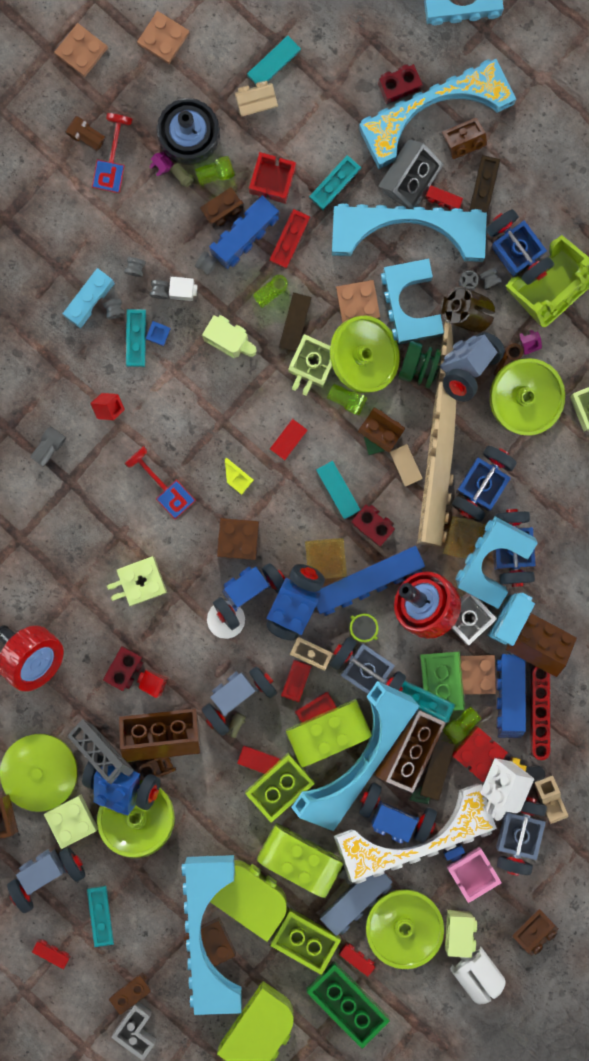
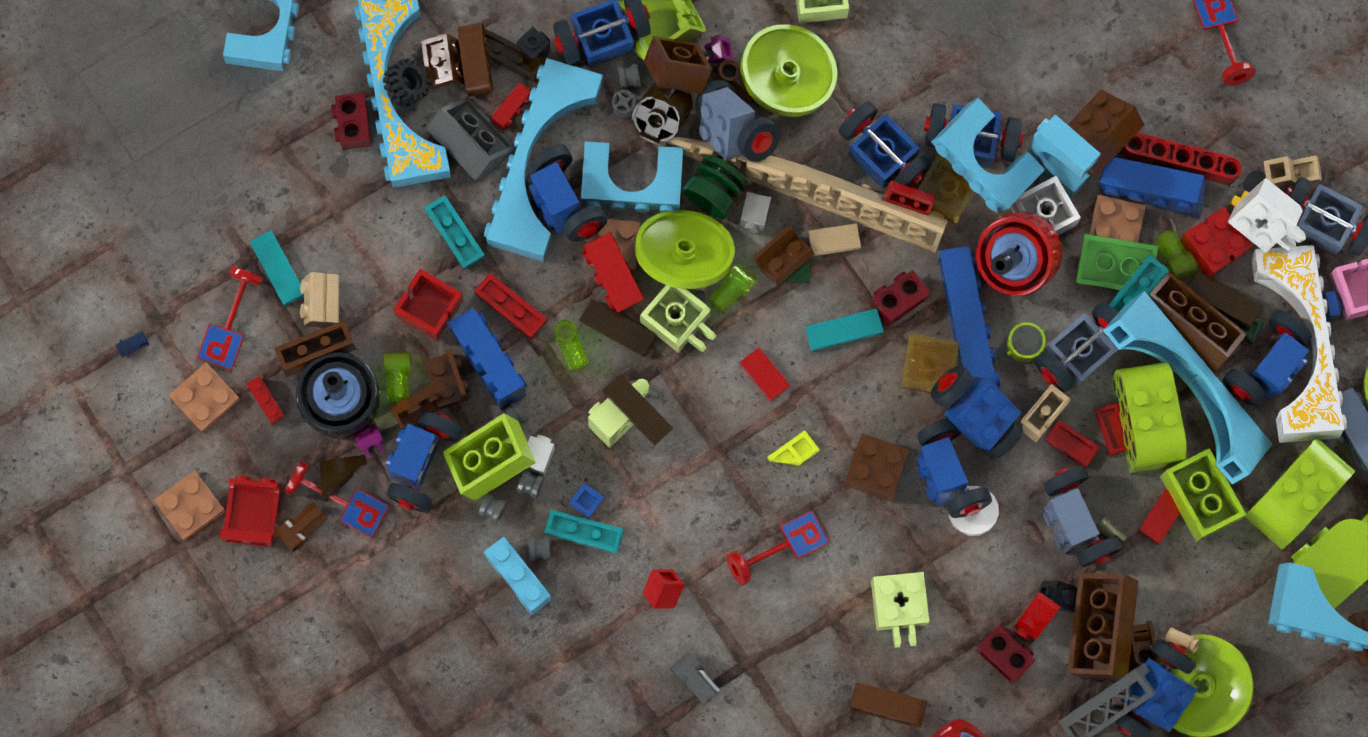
camera: 80 degrees left, 10 degrees down
(64, 592) = (888, 705): none -> reddish brown beam
(86, 95) = (251, 511): none -> red panel
(130, 147) = (338, 472): none -> dark brown tile
(154, 199) = (414, 457): none -> brick
(163, 796) = (1187, 642): none -> tan pin
(168, 252) = (489, 457): none -> lime brick
(172, 81) = (265, 400): none -> red piece
(177, 696) = (1061, 594): none -> black bracket
(194, 190) = (410, 409): none -> reddish brown bracket
(205, 38) = (221, 344): none -> piece
(210, 94) = (298, 353): none -> reddish brown brick
(227, 349) = (637, 410): none -> dark brown tile
(333, 306) = (612, 272): none -> red brick
(378, 249) = (557, 199): none -> brick
(409, 400) = (755, 212): none -> light grey brick
(432, 107) = (415, 76): none -> black tyre
(447, 511) = (909, 197): none -> red piece
(471, 160) = (475, 59): none -> reddish brown beam
(496, 200) = (534, 43): none -> black bracket
(505, 310) = (677, 65): none -> reddish brown brick

